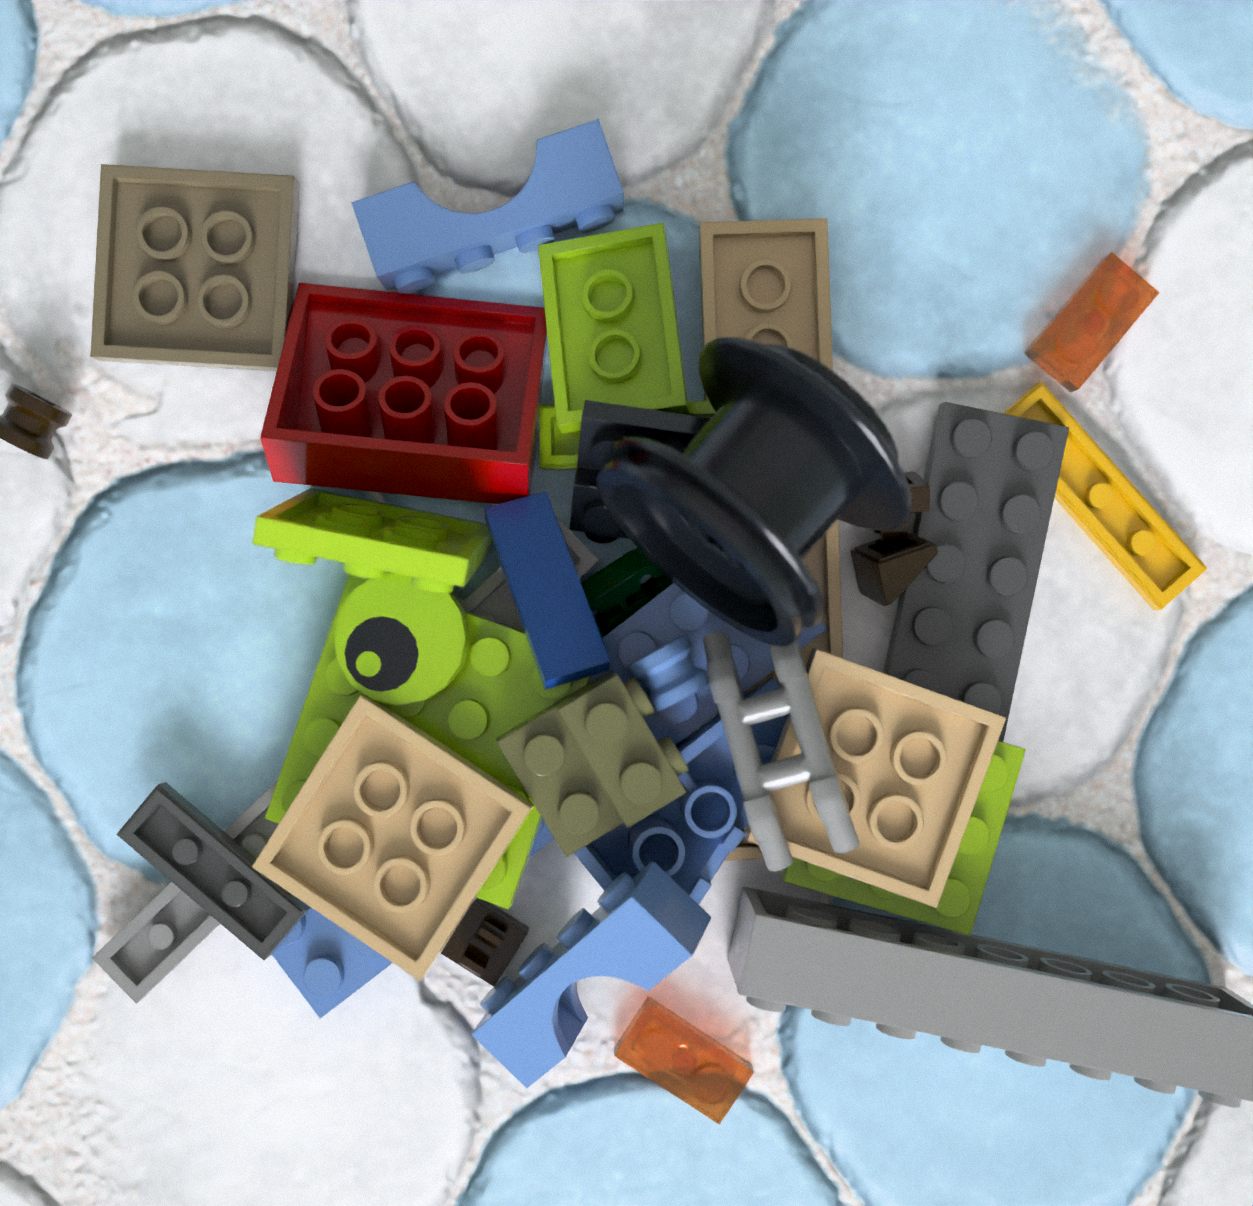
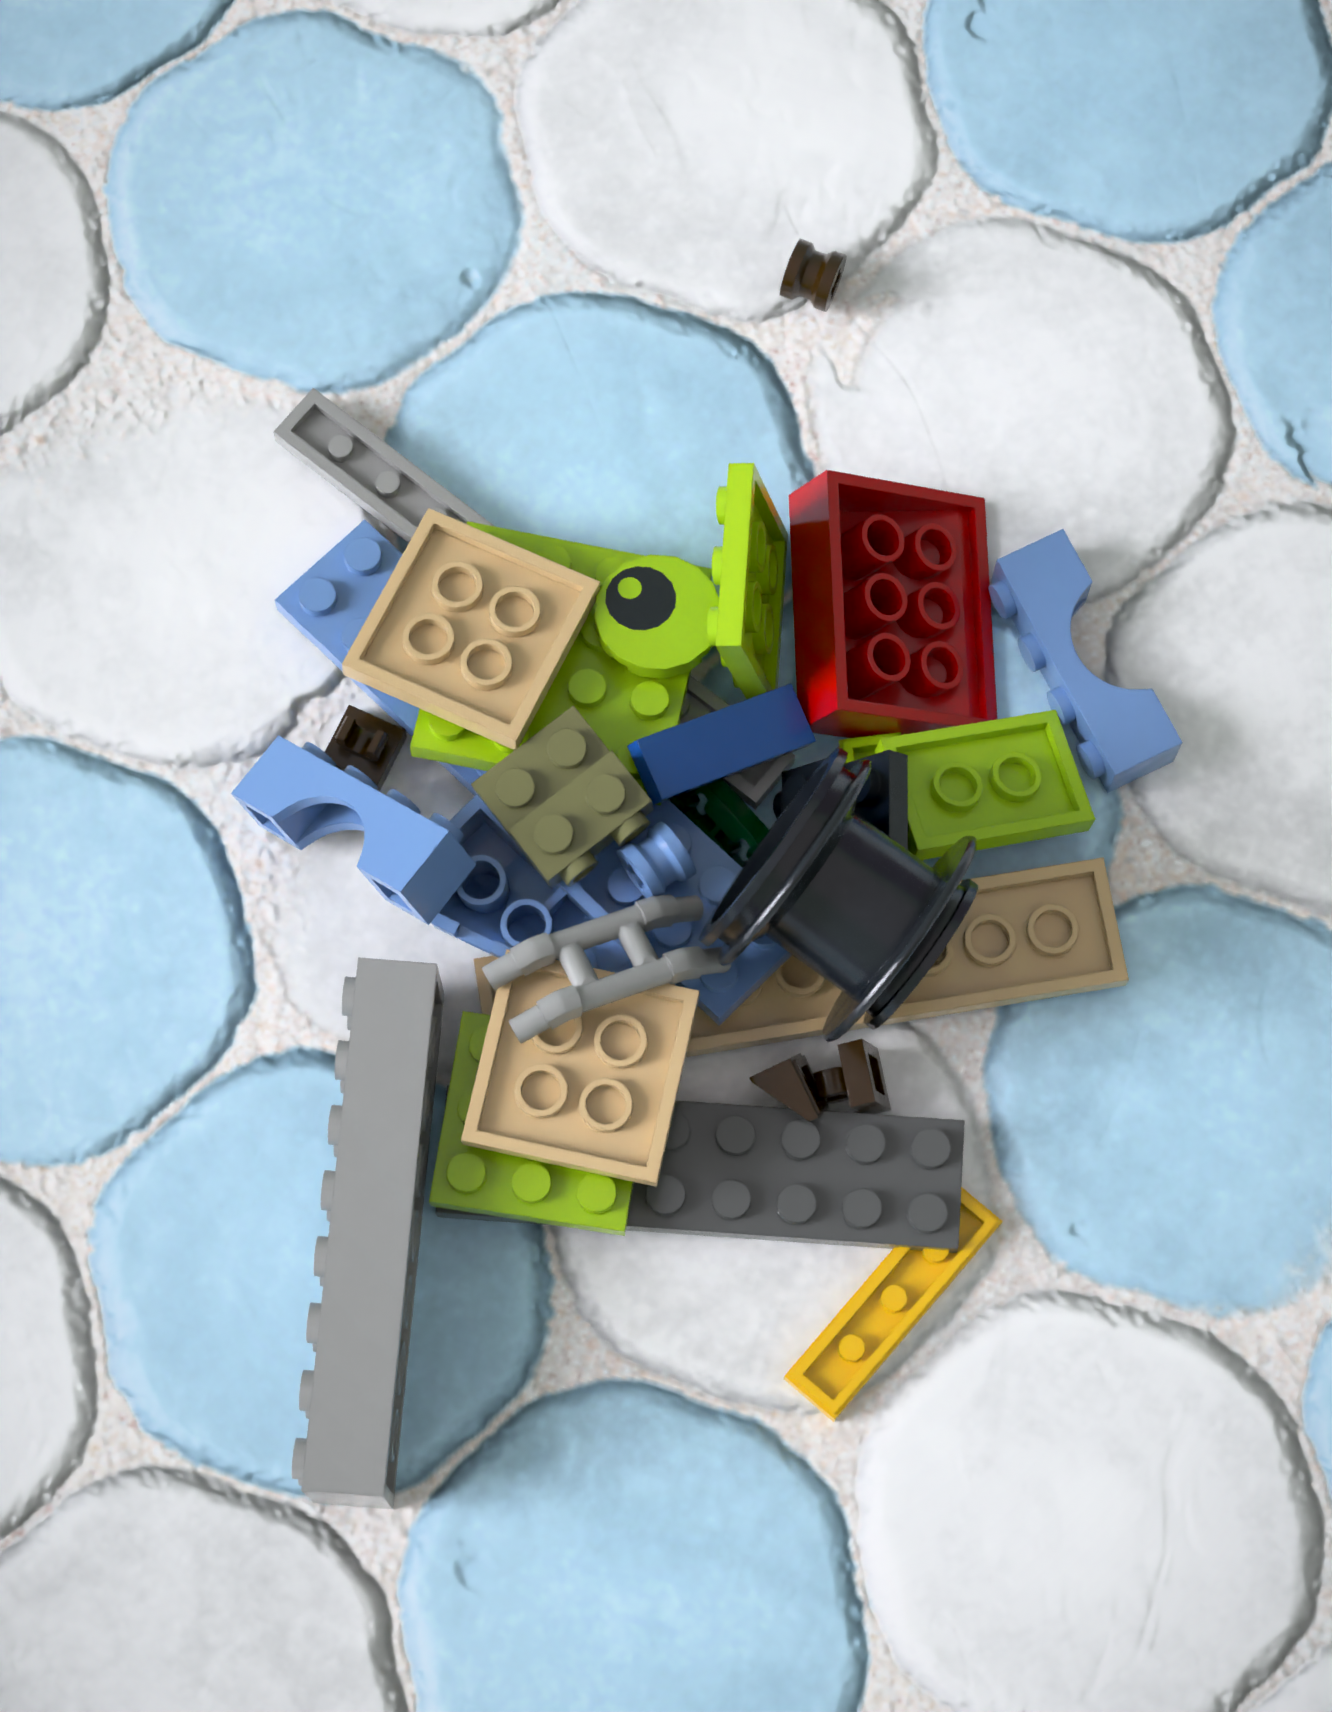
camera: 85 degrees right, 15 degrees down
(194, 267) = (982, 402): dark tan plate -> none
(212, 870) = (410, 484): dark grey tile -> none
(683, 1060) = (263, 953): clear orange plate -> none
(1091, 322) = (1071, 1268): clear orange plate -> none

